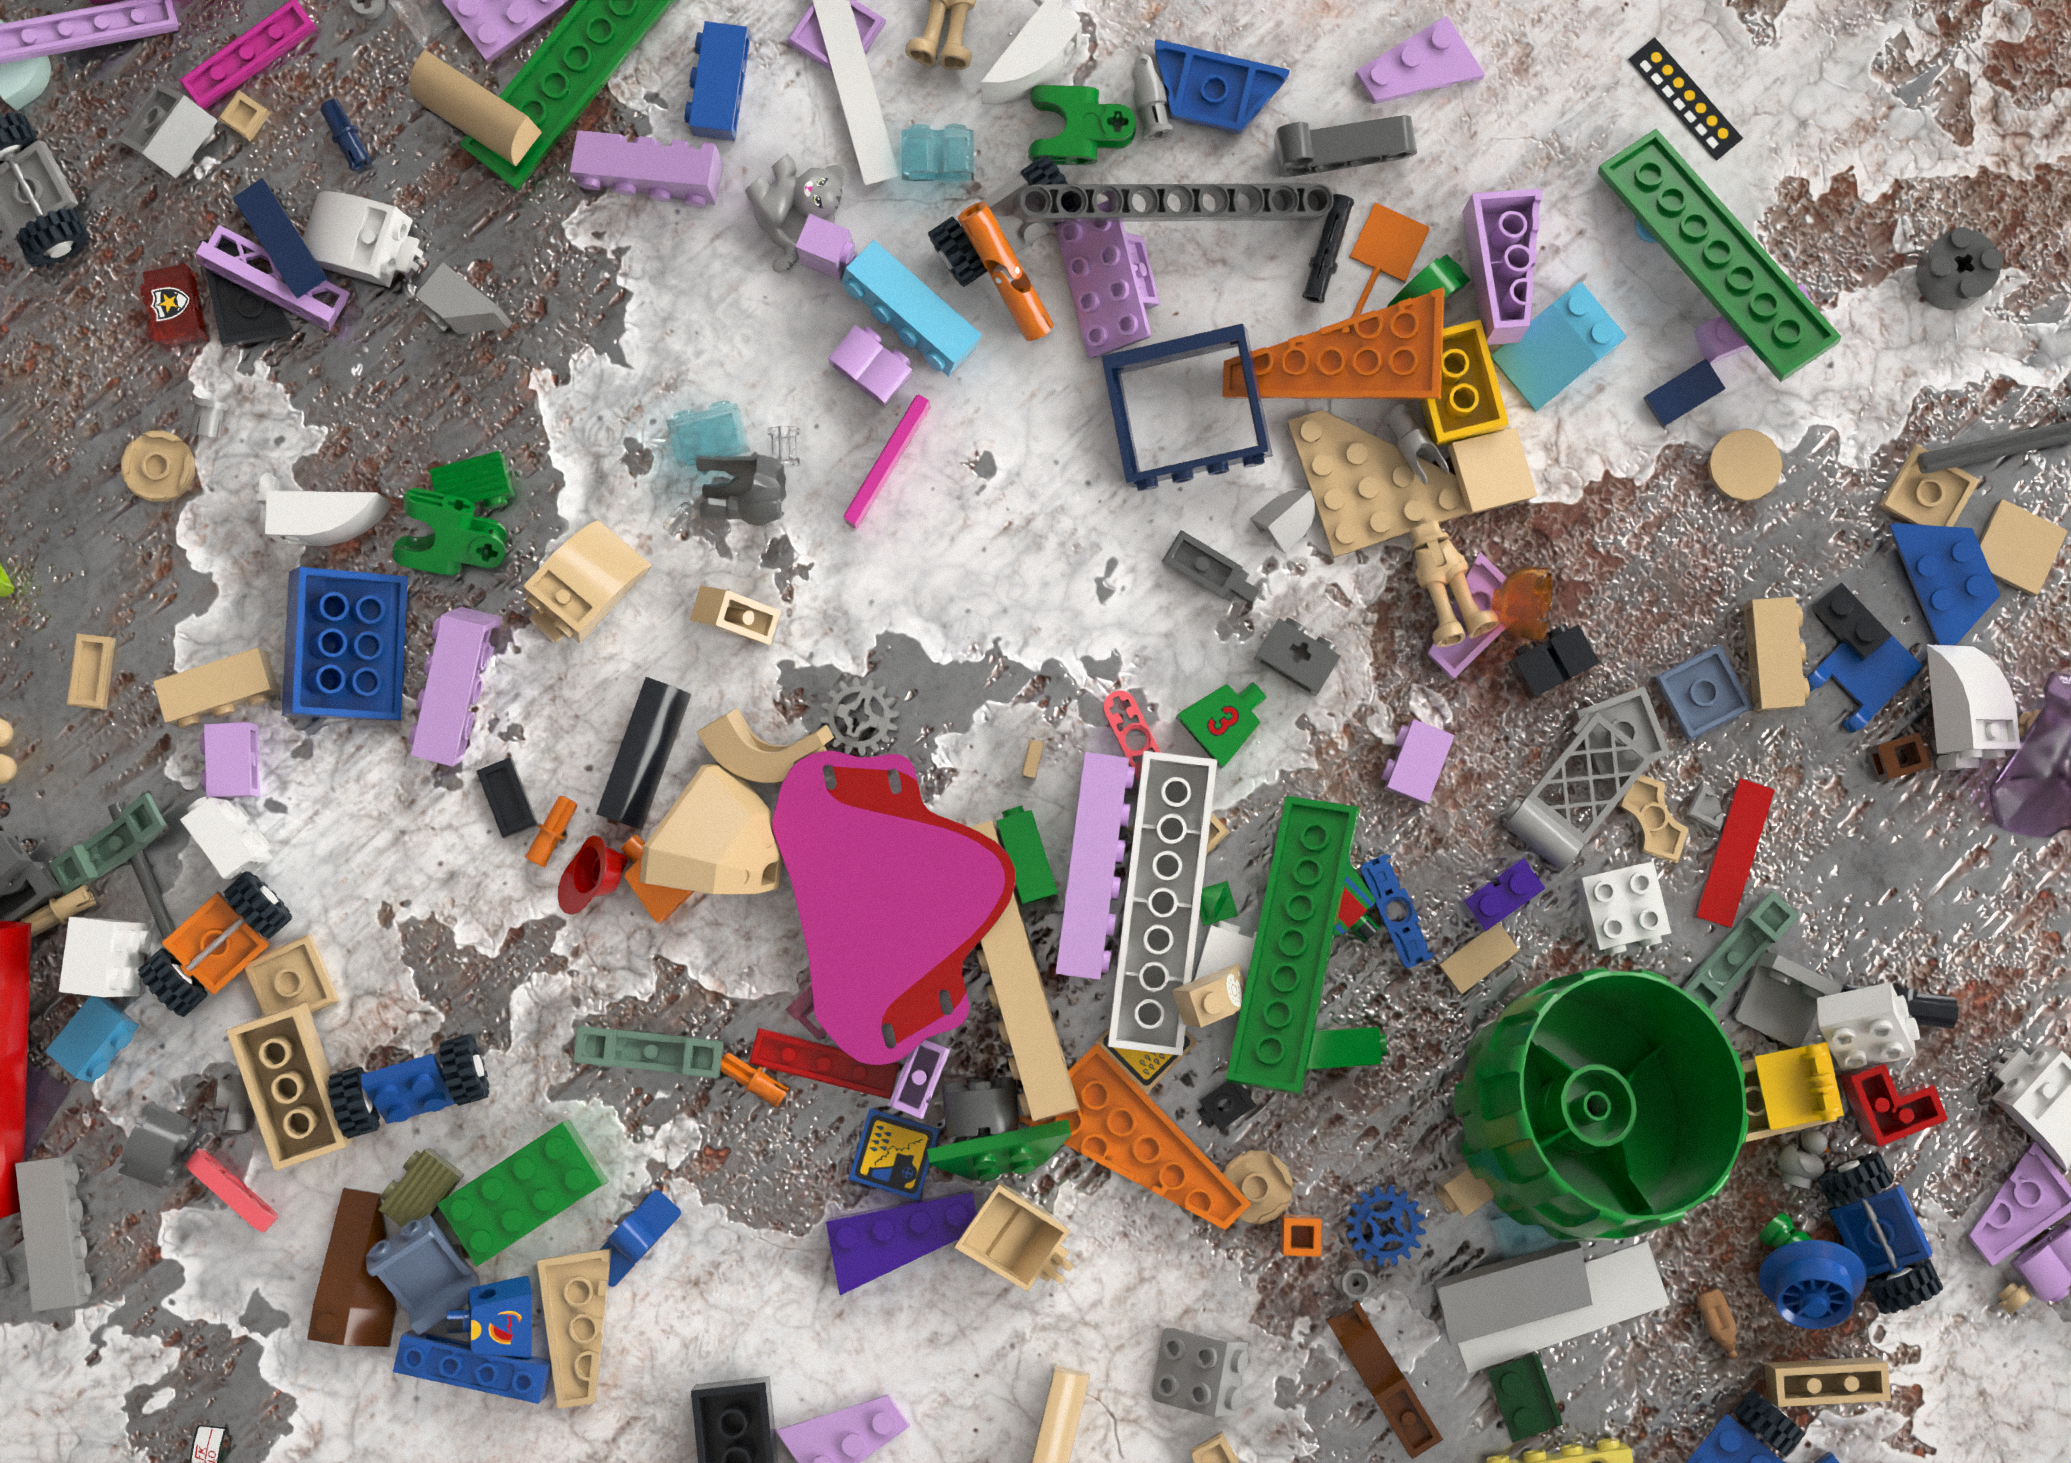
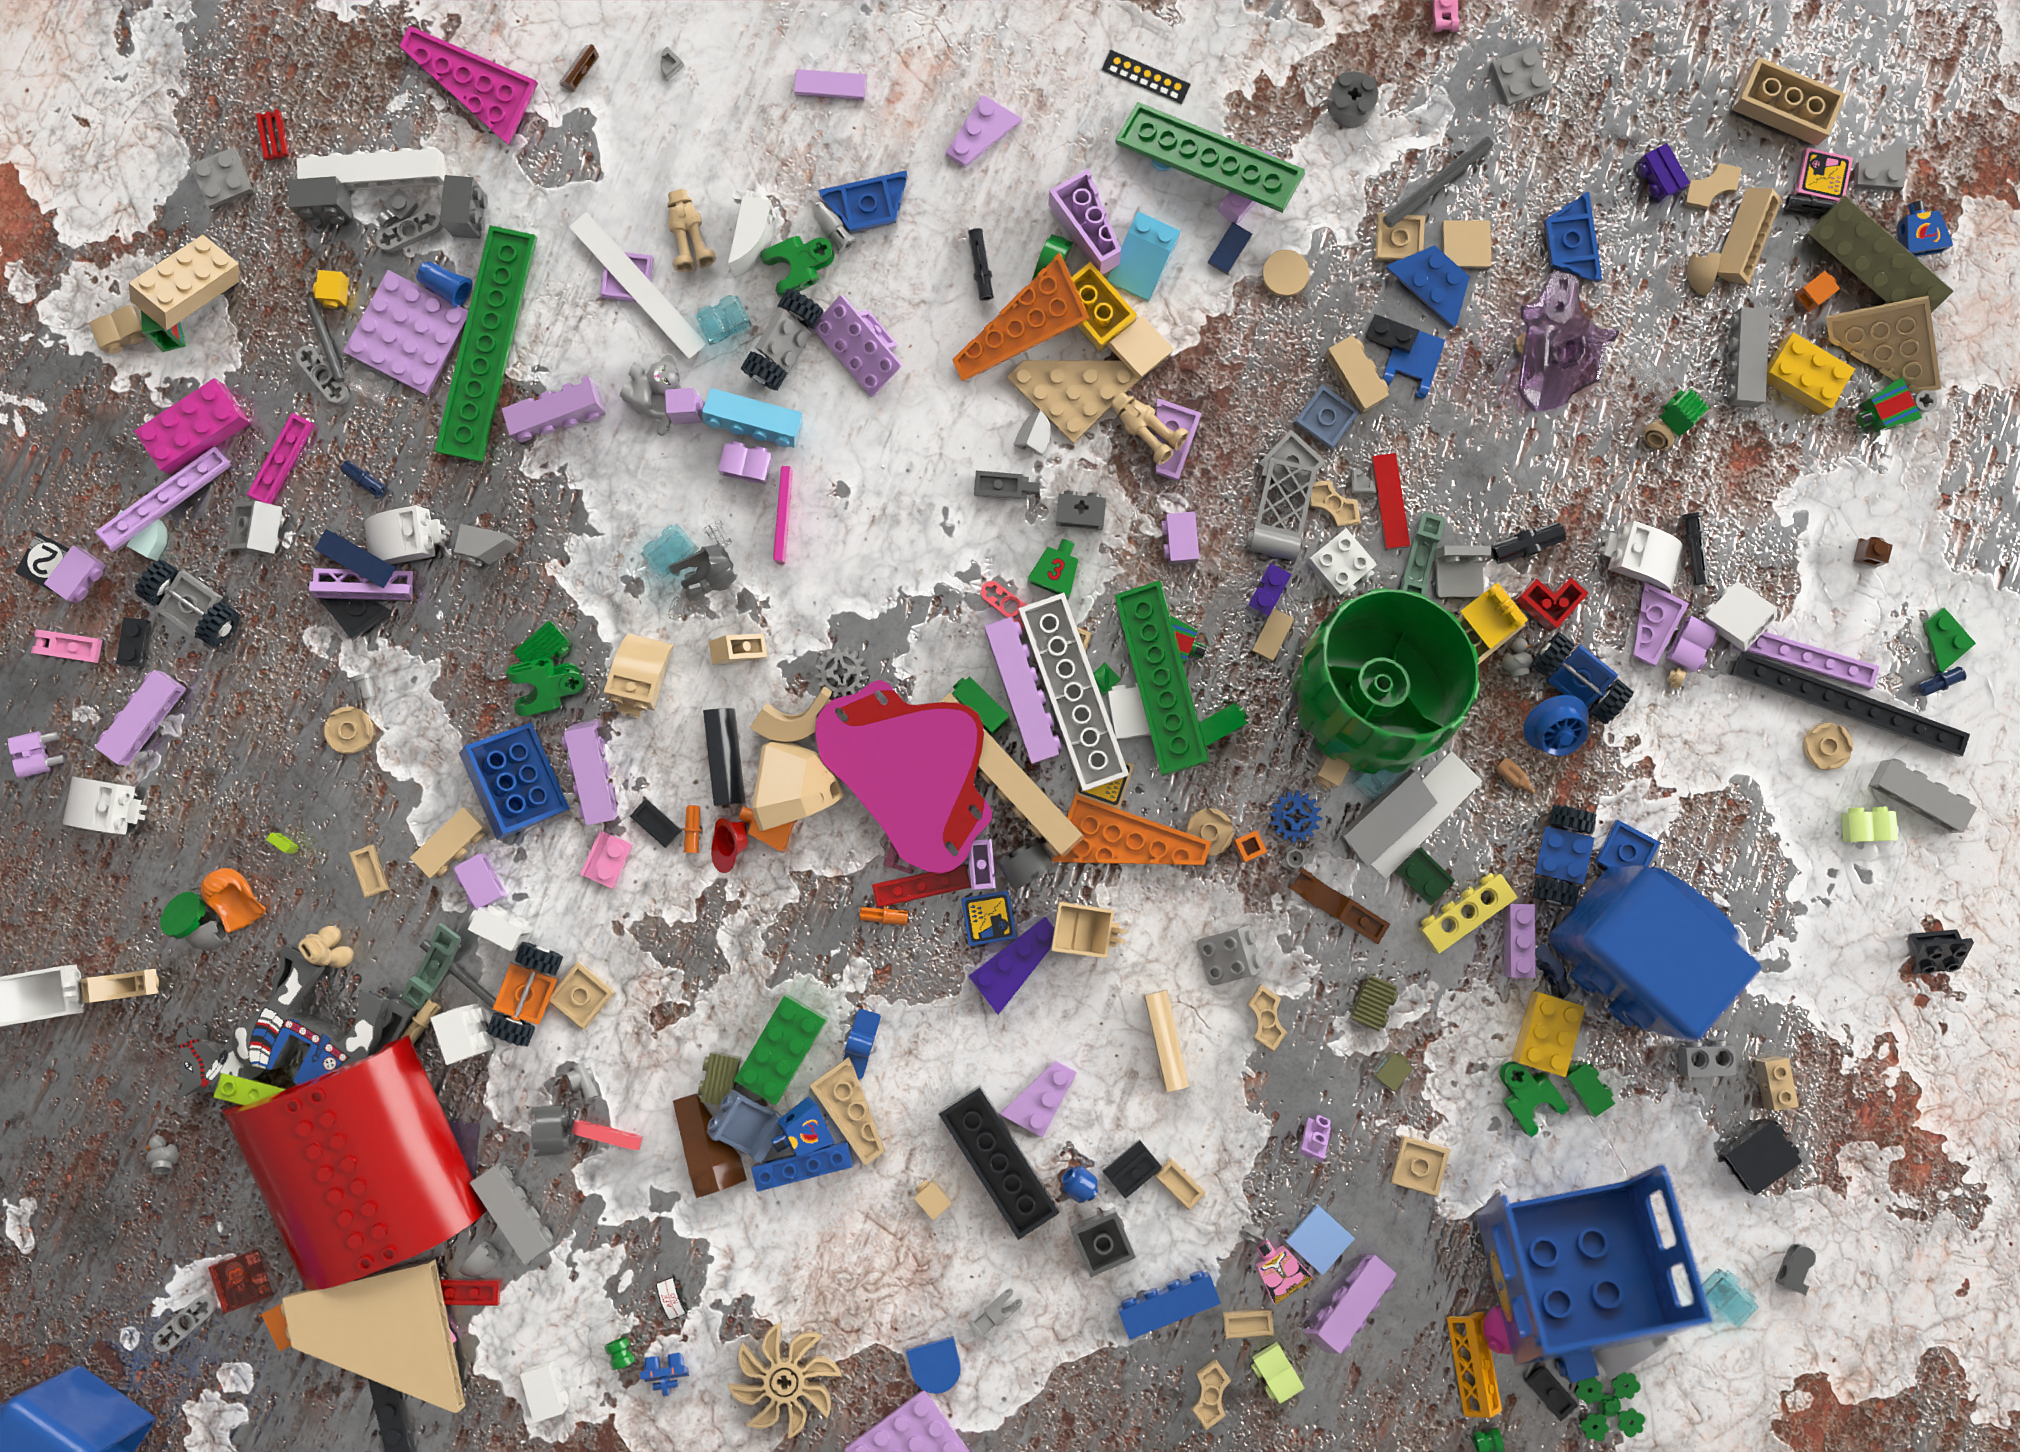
camera: 30 degrees left, 0 degrees up
(92, 1039) = (479, 1086): dark azure brick -> none
(174, 306) = (311, 630): clear red brick -> none
(244, 115) = (296, 497): tan tile -> none
(288, 1084) = (611, 1054): tan brick -> none
(315, 516) = (459, 711): white piece -> none
(408, 1087) = (682, 1021): plate -> none
(416, 814) = (606, 859): none -> bright pink plate
(472, 108) = (432, 425): tan brick -> none
(648, 1051) = (814, 930): sand green slope -> none
(718, 80) = (571, 339): blue brick -> none
(1001, 1153) = (1051, 885): green wing -> none
(1005, 268) = (800, 369): orange piece -> none
(1032, 759) = (955, 647): tan tile -> none
(1172, 351) = (916, 370): dark blue window -> none
(1190, 198) = (869, 287): dark grey beam -> none
(1211, 996) = (1128, 732): tan slope -> none
(1240, 1104) = (1174, 785): black brick -> none
(1342, 146) = (958, 201): dark grey beam -> none
(1388, 245) = (1015, 245): orange piece -> none
(1404, 935) = (1223, 643): blue piece -> none
(1412, 439) = (1085, 351): light grey piece -> none
(1525, 602) = (1197, 413): clear orange cylinder -> none
(1553, 661) = (1231, 440): black piece -> none
(1781, 1232) = (1525, 706): green wheel -> none
(1827, 1381) = (1594, 779): tan brick -> none
(1867, 1026) = (1516, 561): white brick -> none
(1885, 761) = (1451, 405): reddish brown brick -> none
(1970, 707) = (1484, 349): white piece -> none

